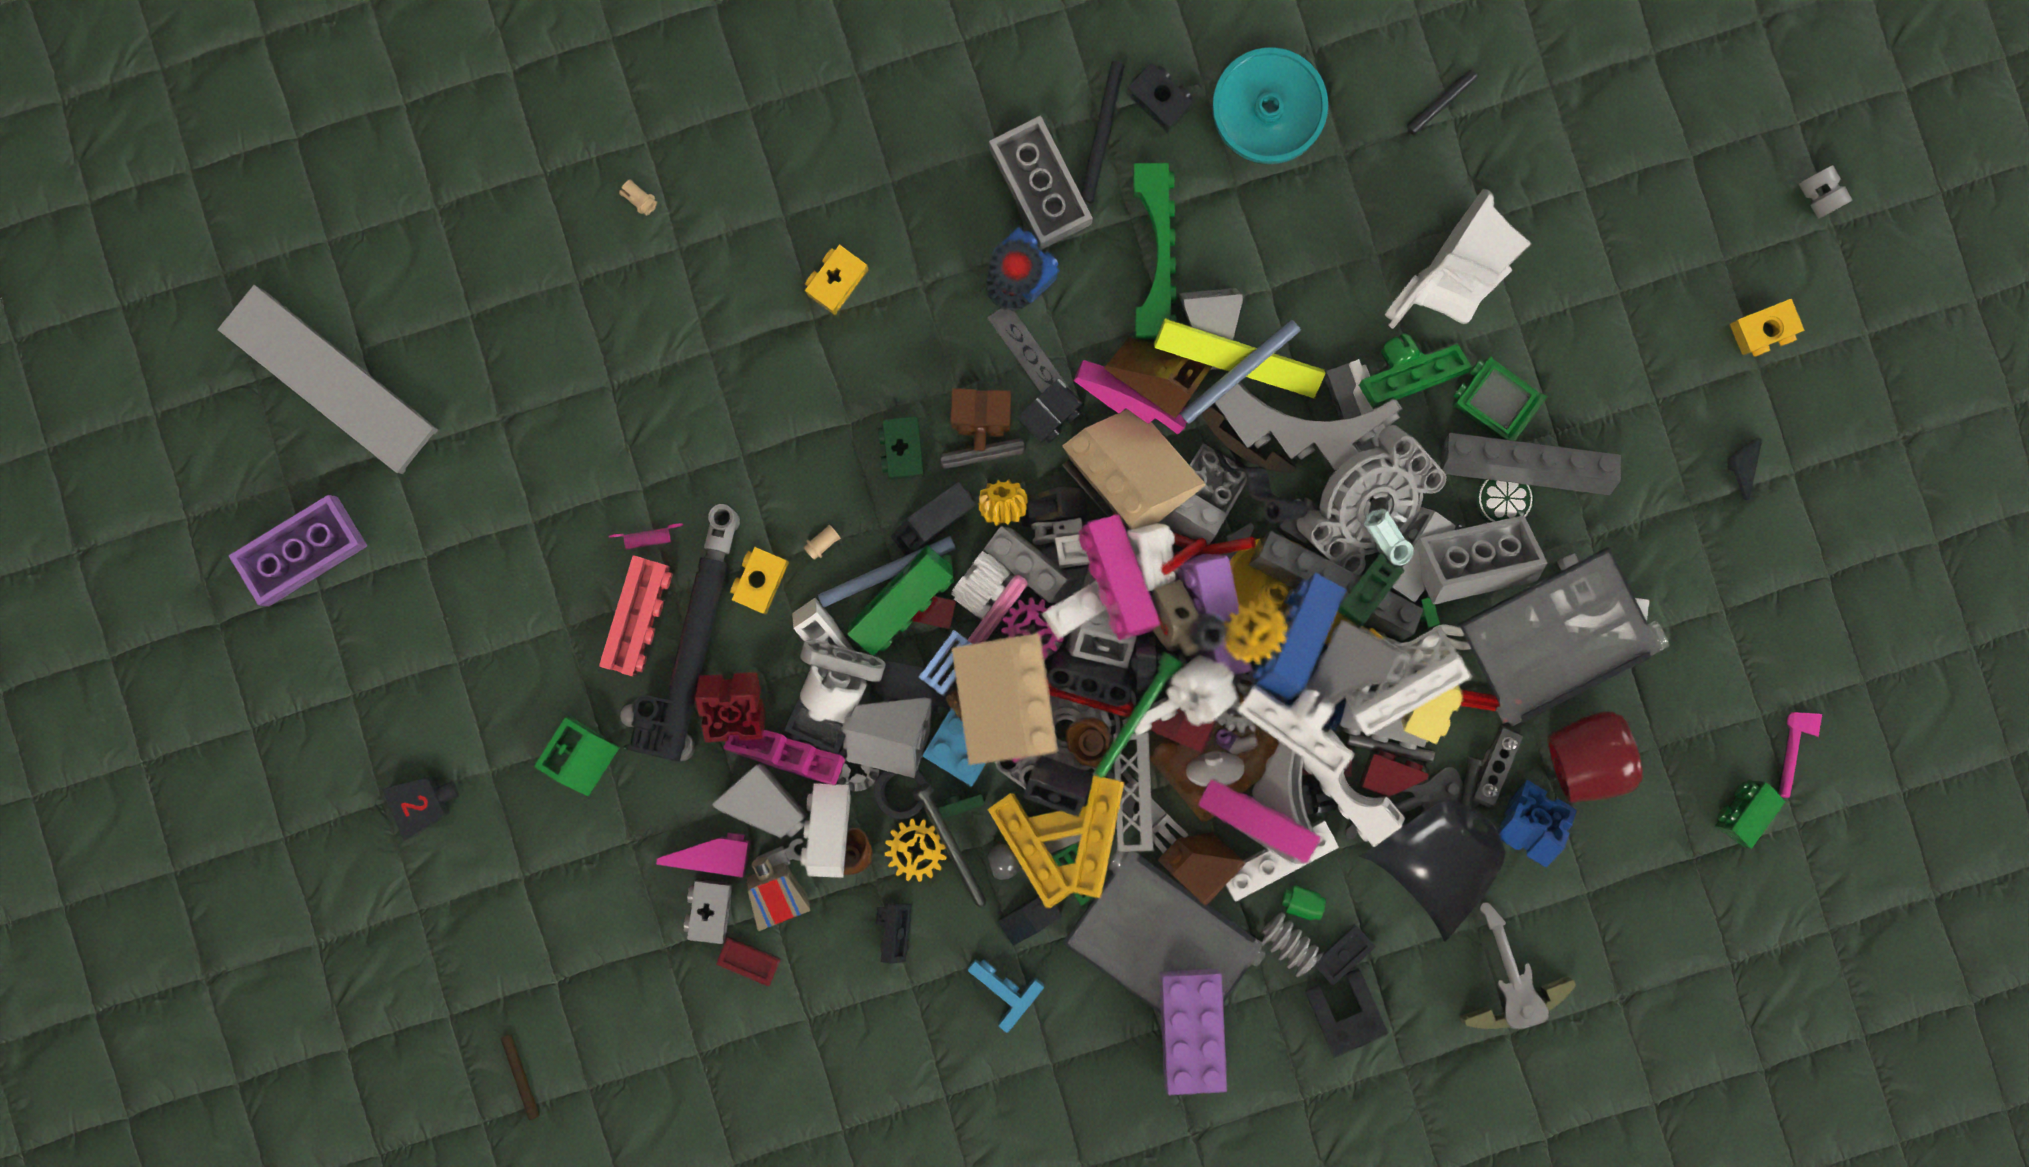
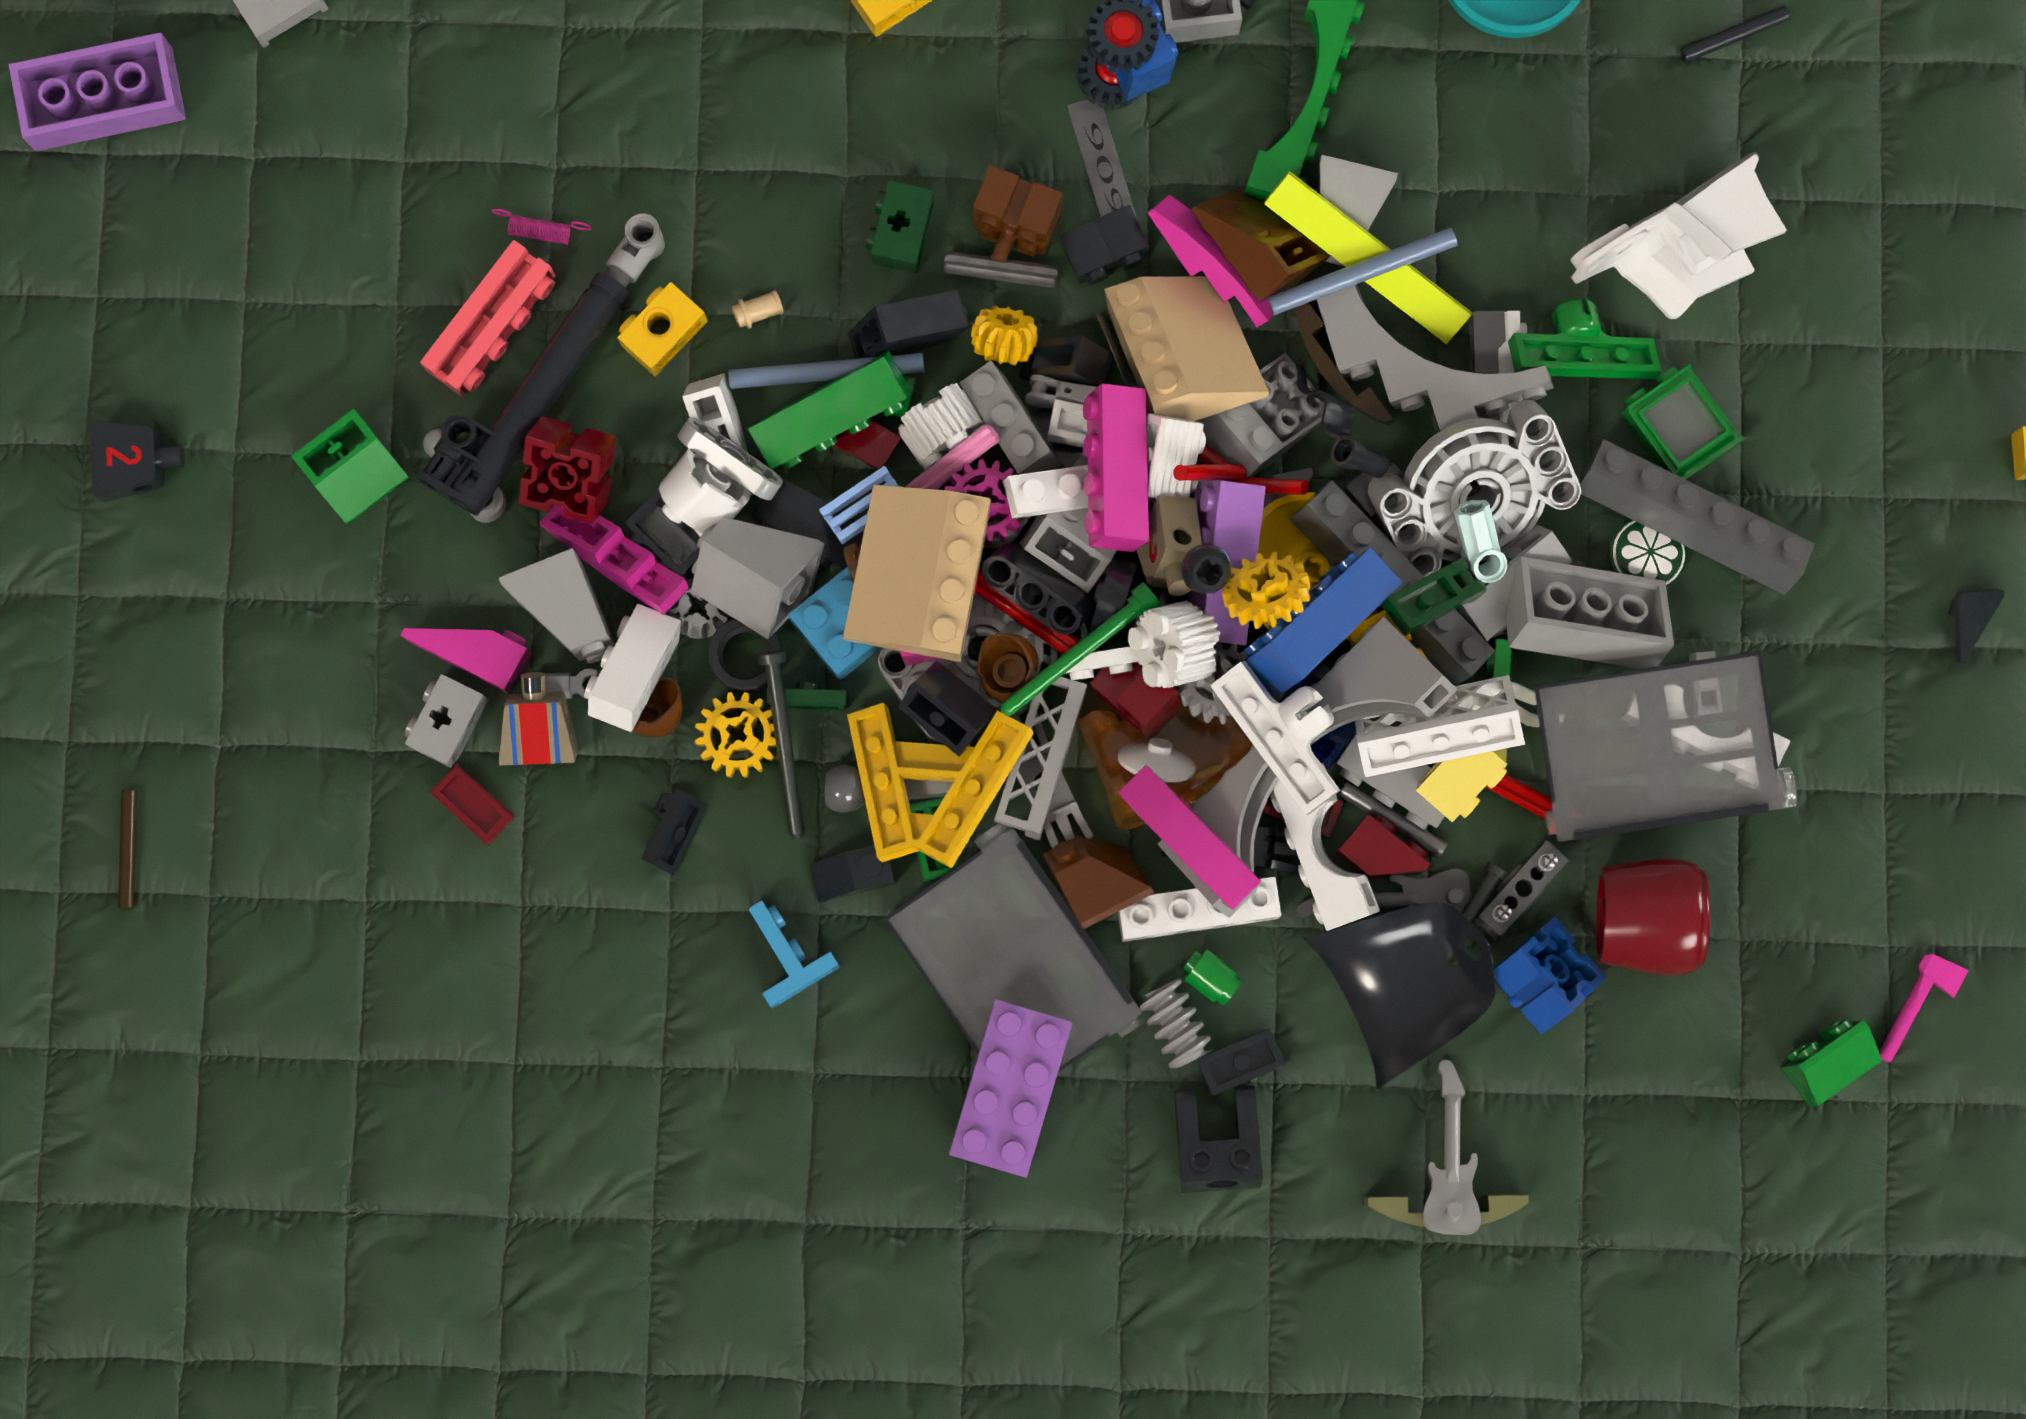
camera: 15 degrees right, 5 degrees down
(1234, 743) = (1192, 741): arm -> none

